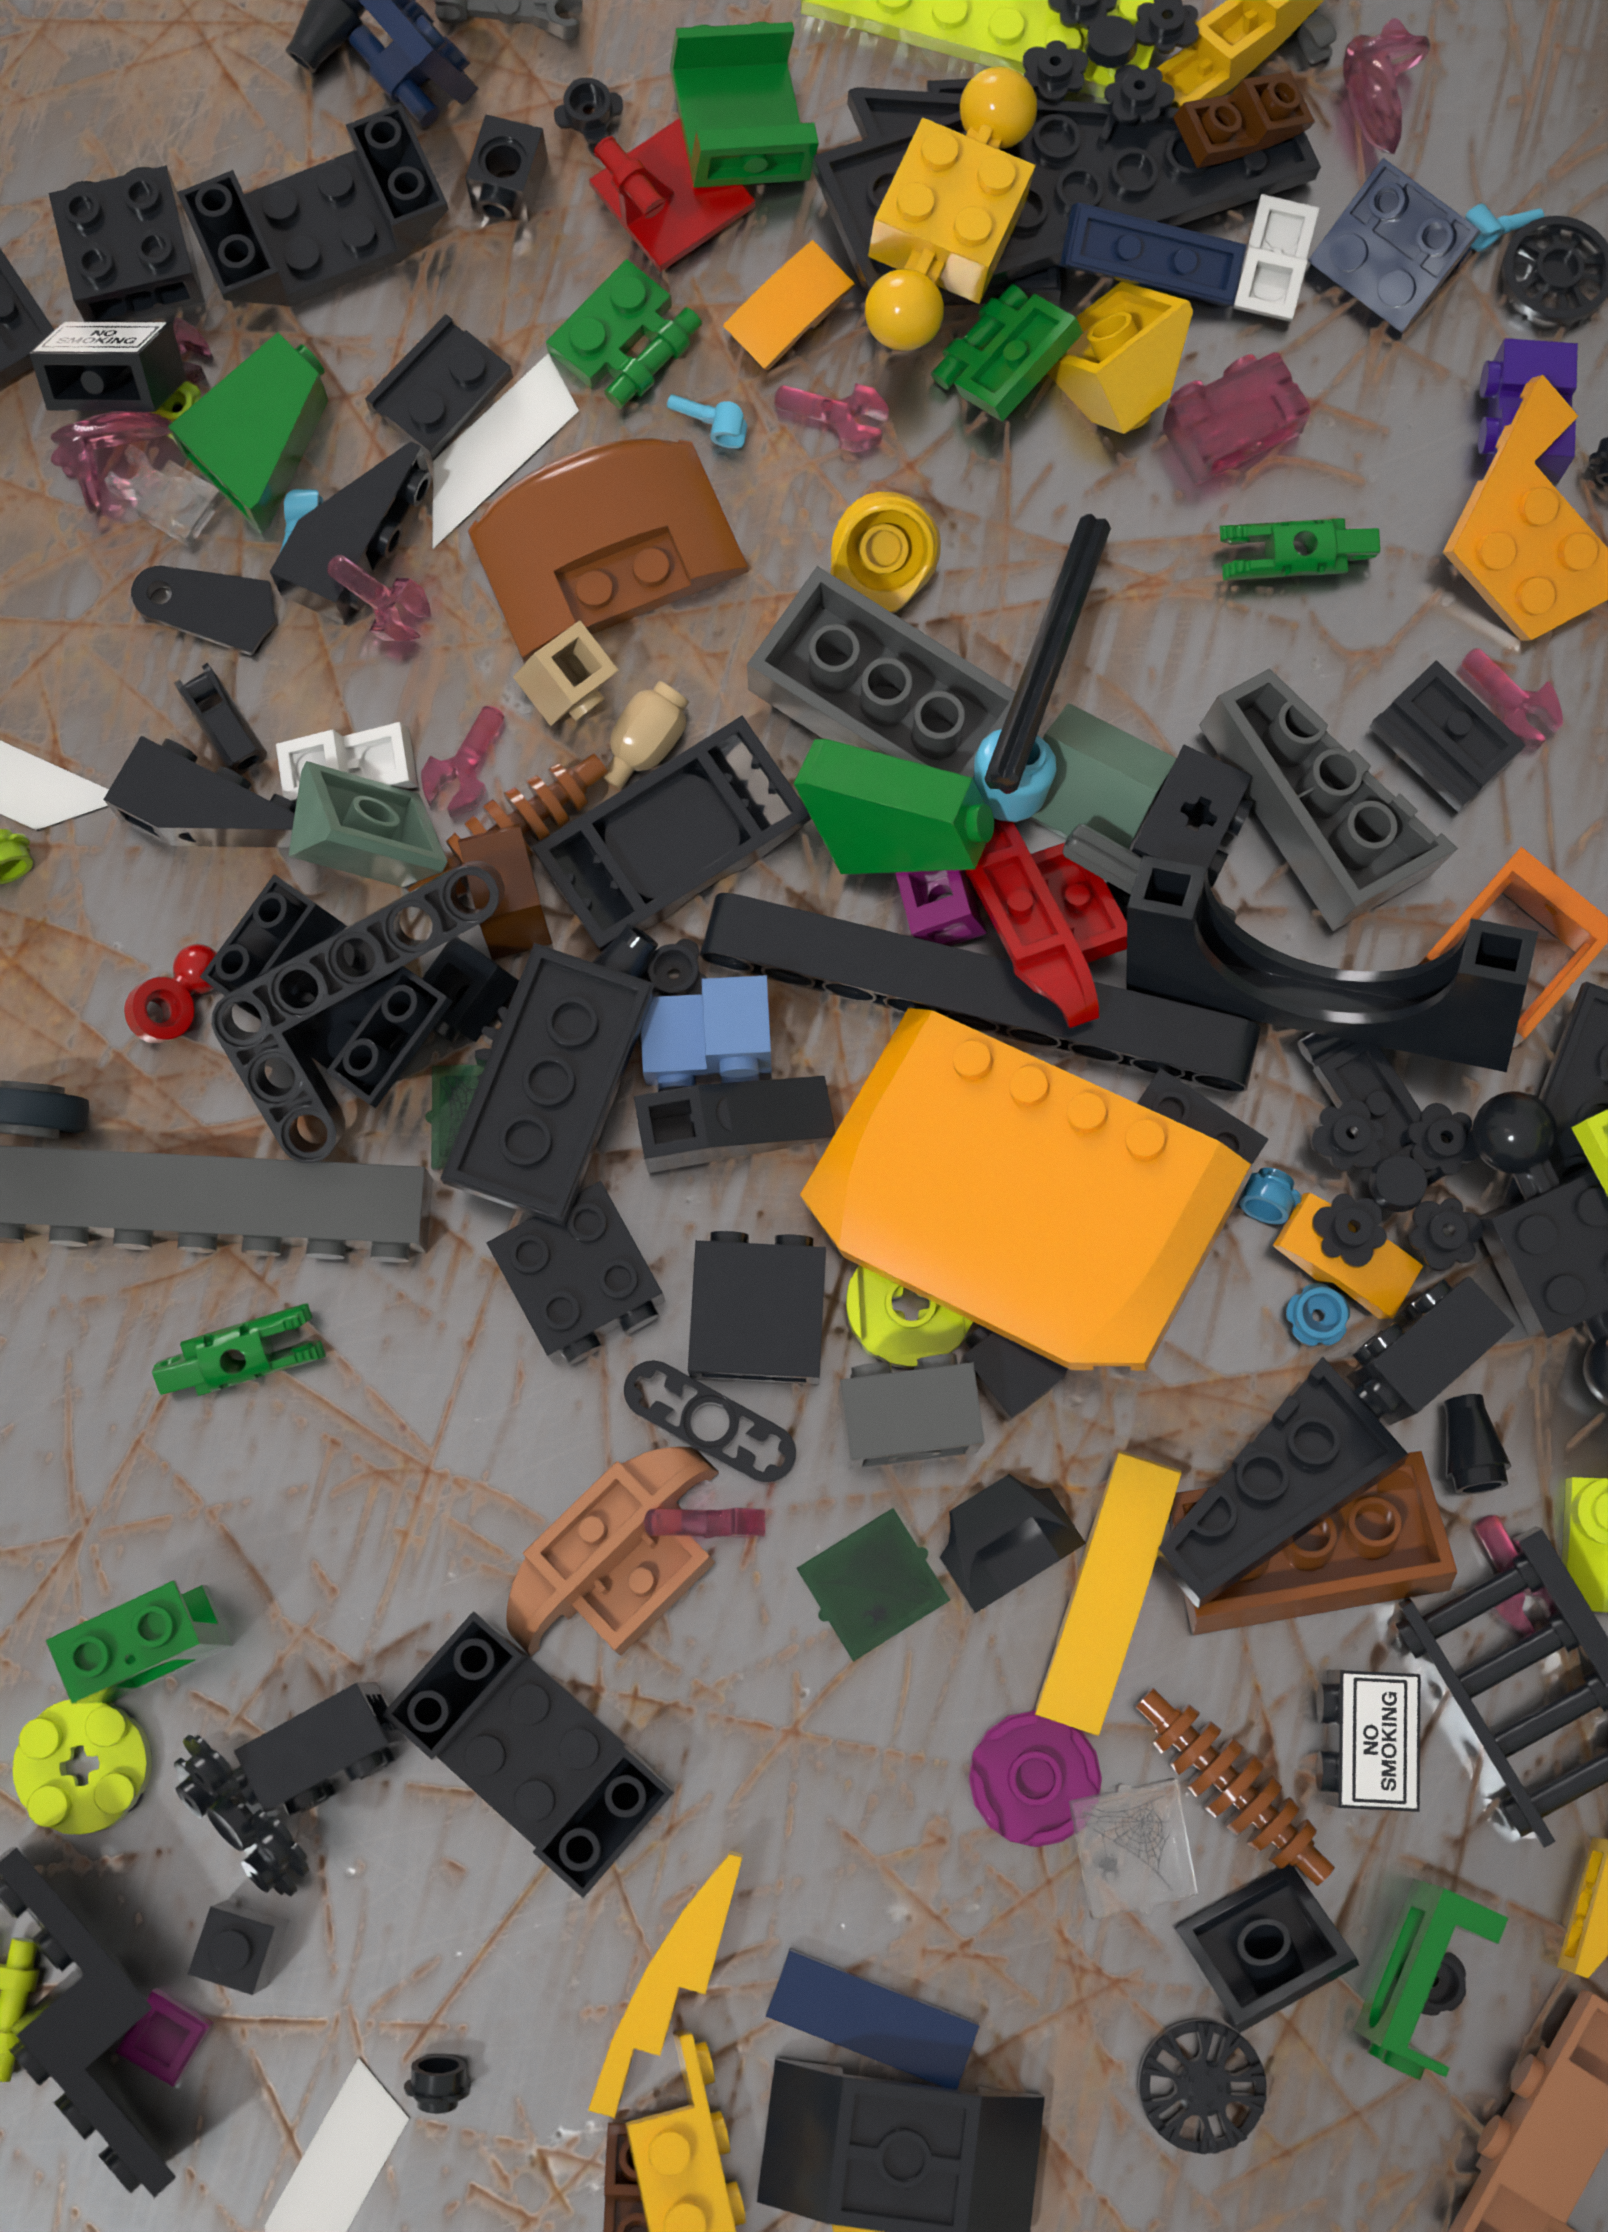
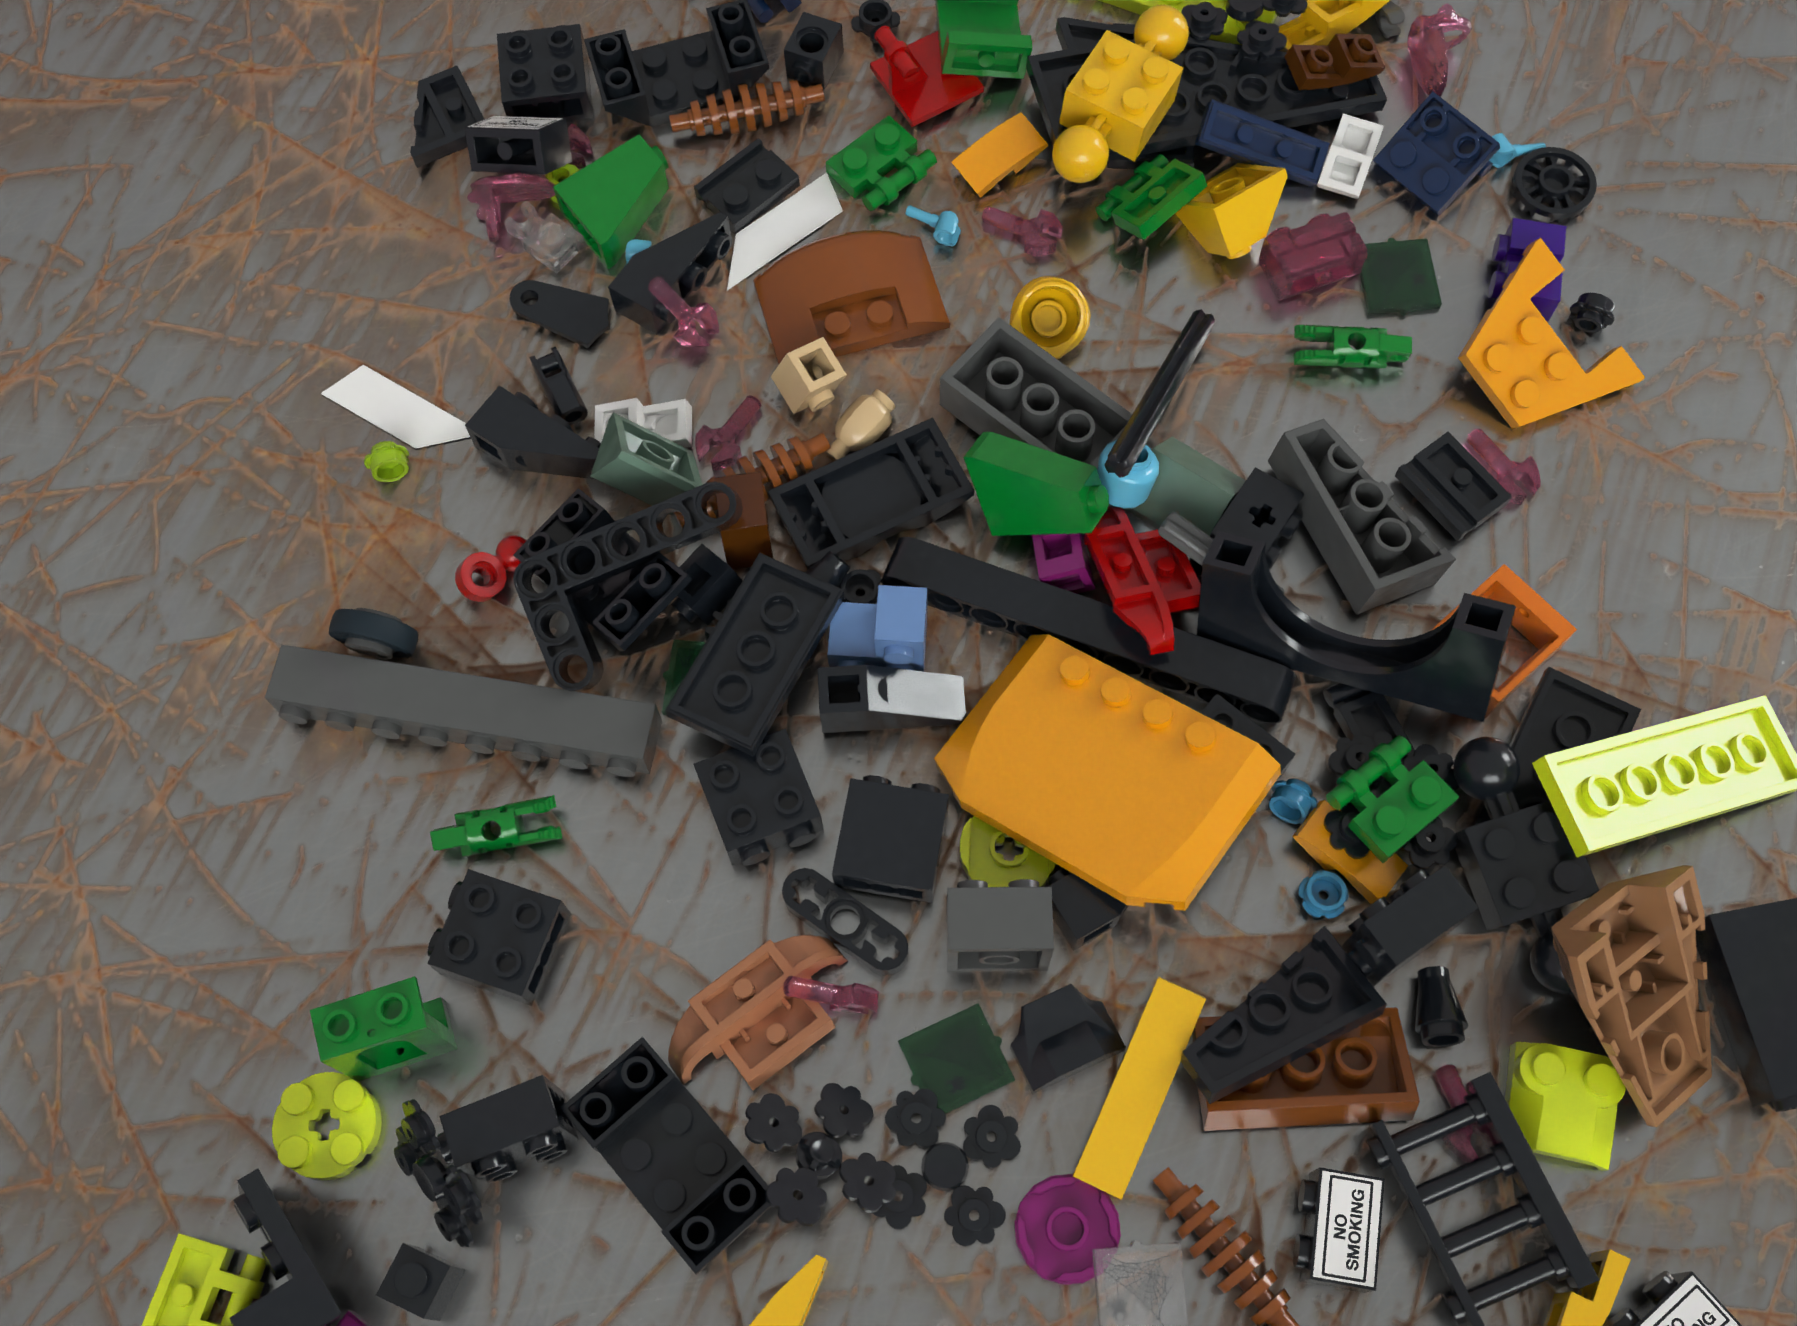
camera: 10 degrees right, 10 degrees down
(263, 1497) = (498, 936): none -> black brick
(423, 268) = (747, 108): none -> dark orange piece
(717, 1728) = (819, 1154): none -> black plant
(874, 1719) = (947, 1165): none -> black plant
(1356, 432) = (1399, 277): none -> clear green piece
(1411, 1200) = (1402, 810): none -> green plate

